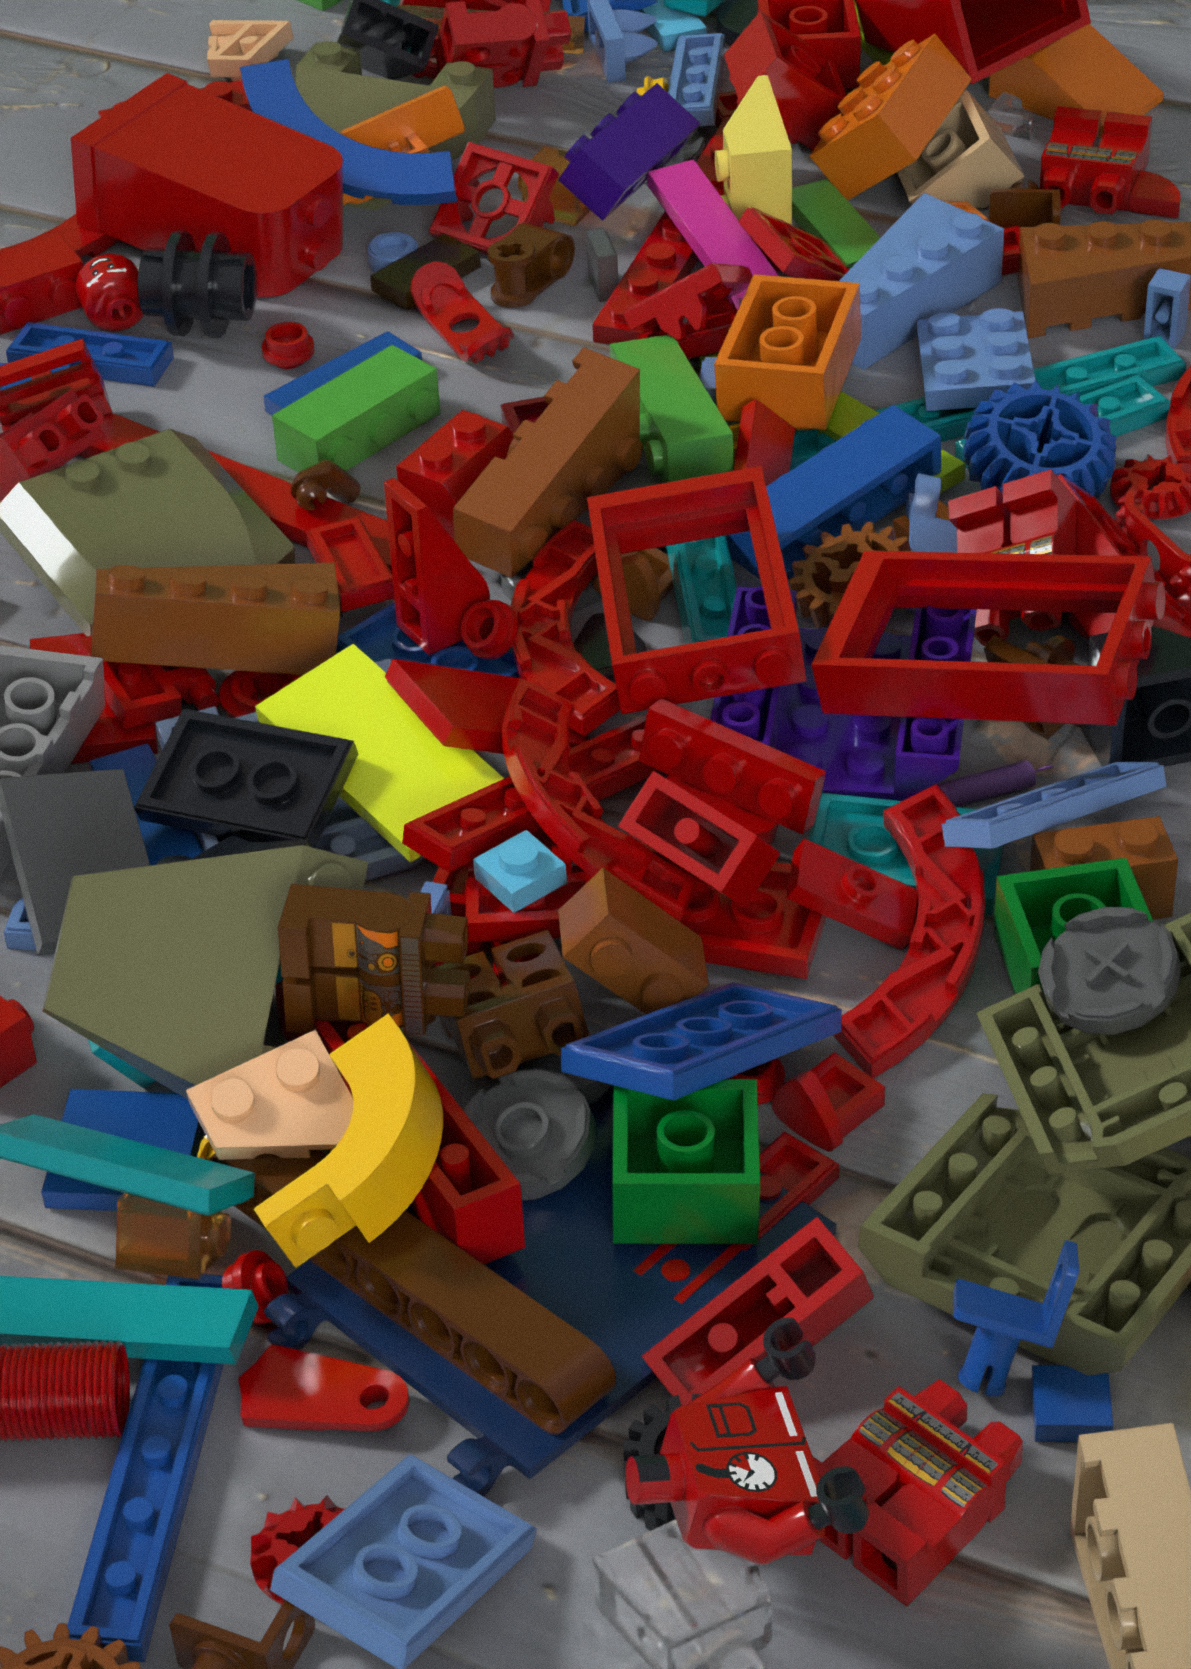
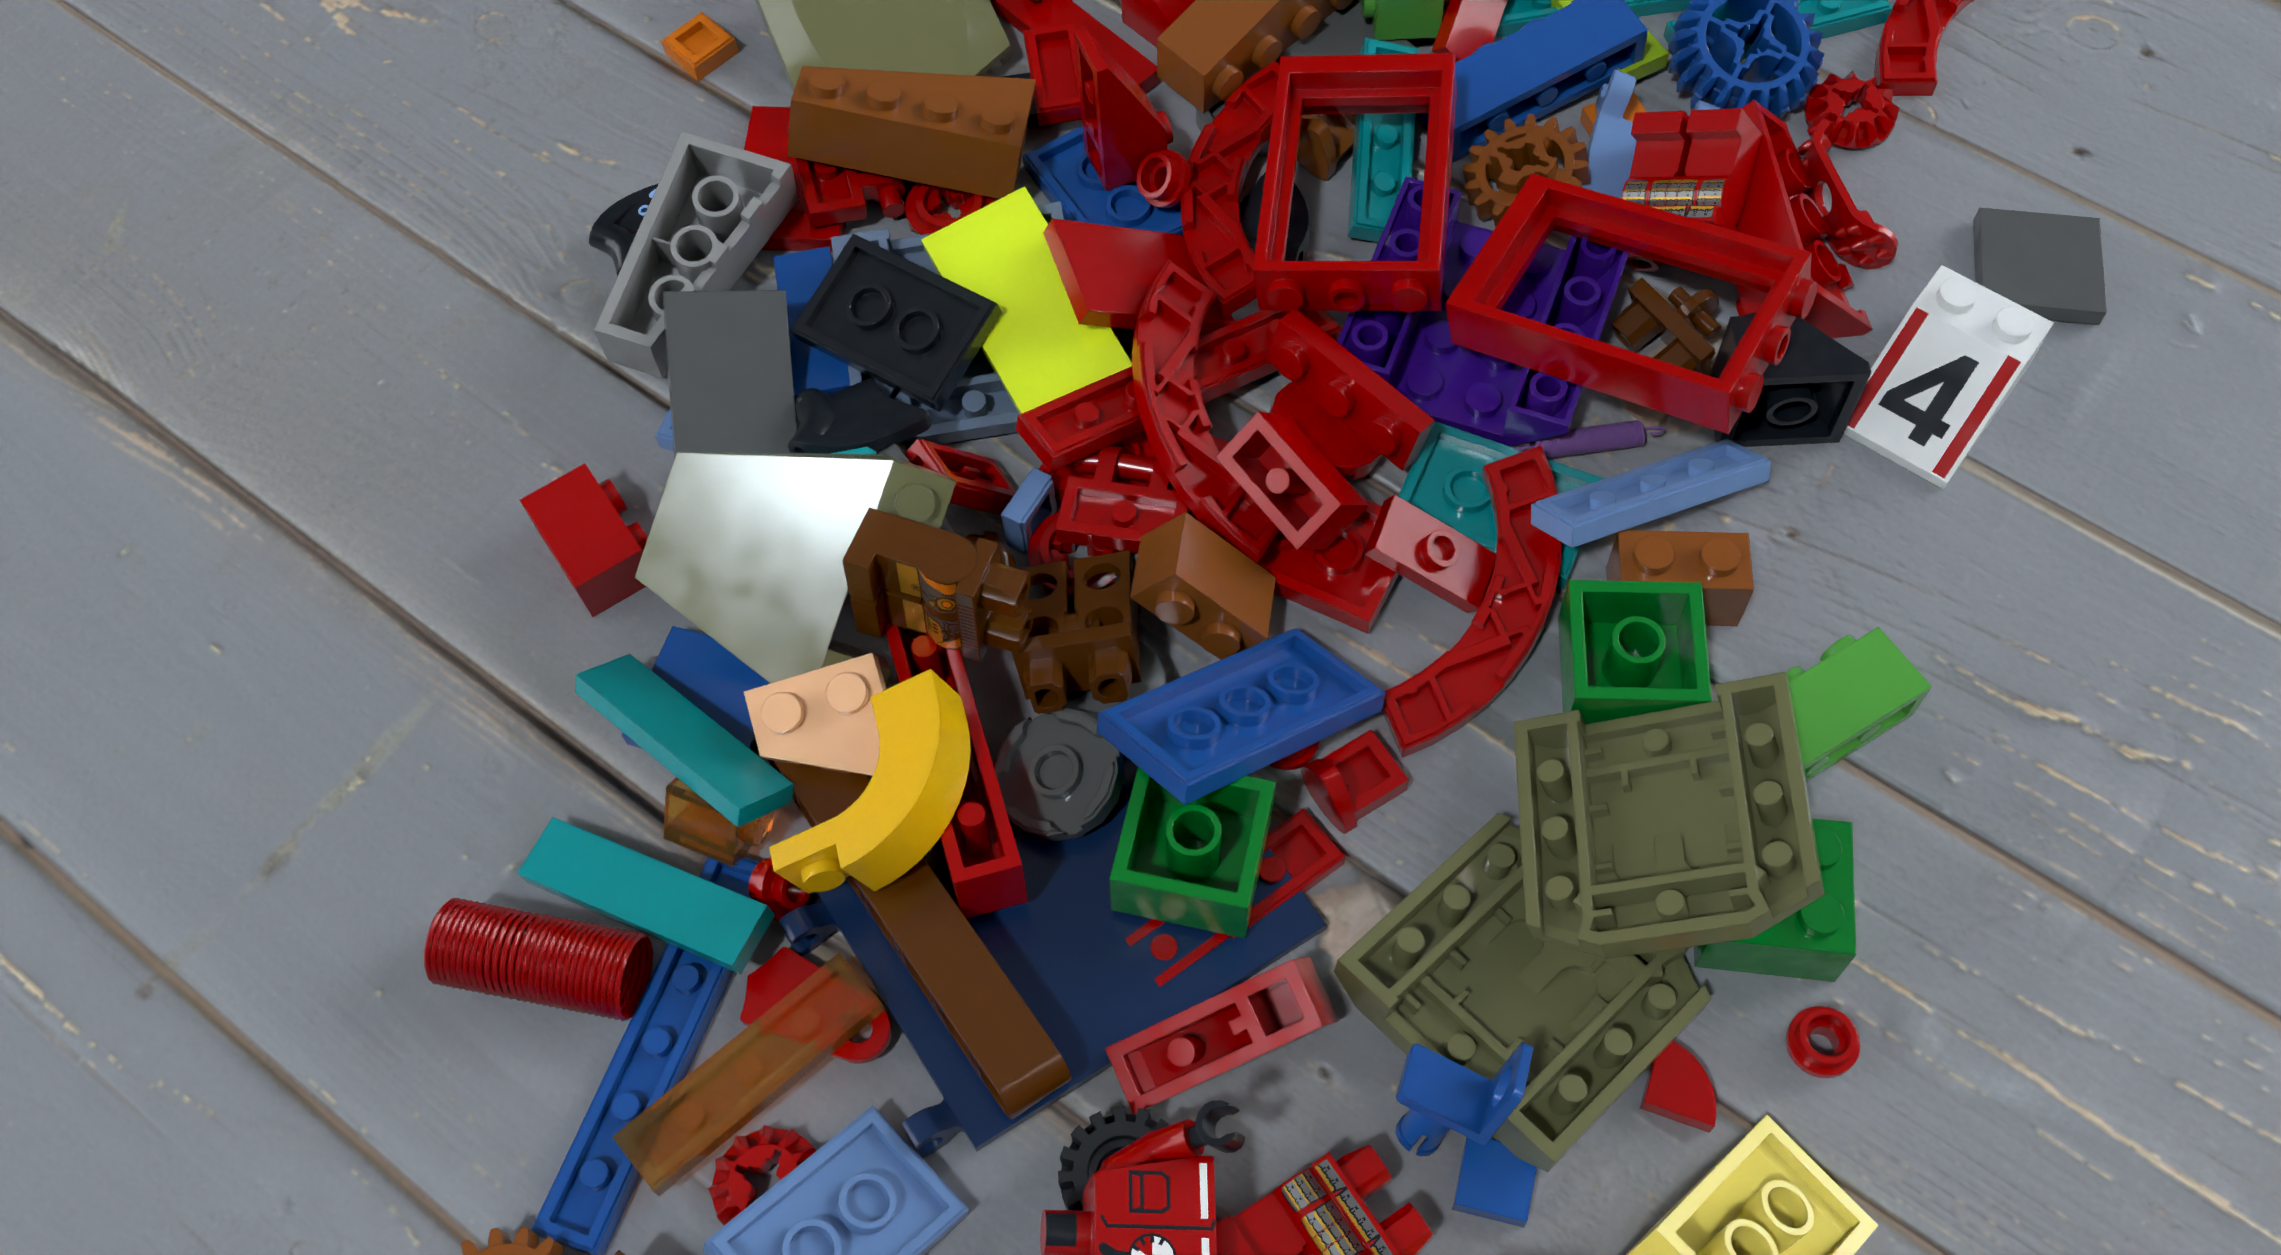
camera: 15 degrees right, 20 degrees up
(267, 1451) = (748, 1074): none -> clear orange tile
(520, 871) = (1117, 483): medium azure plate -> none
(1110, 971) = (1648, 727): dark grey tile -> none

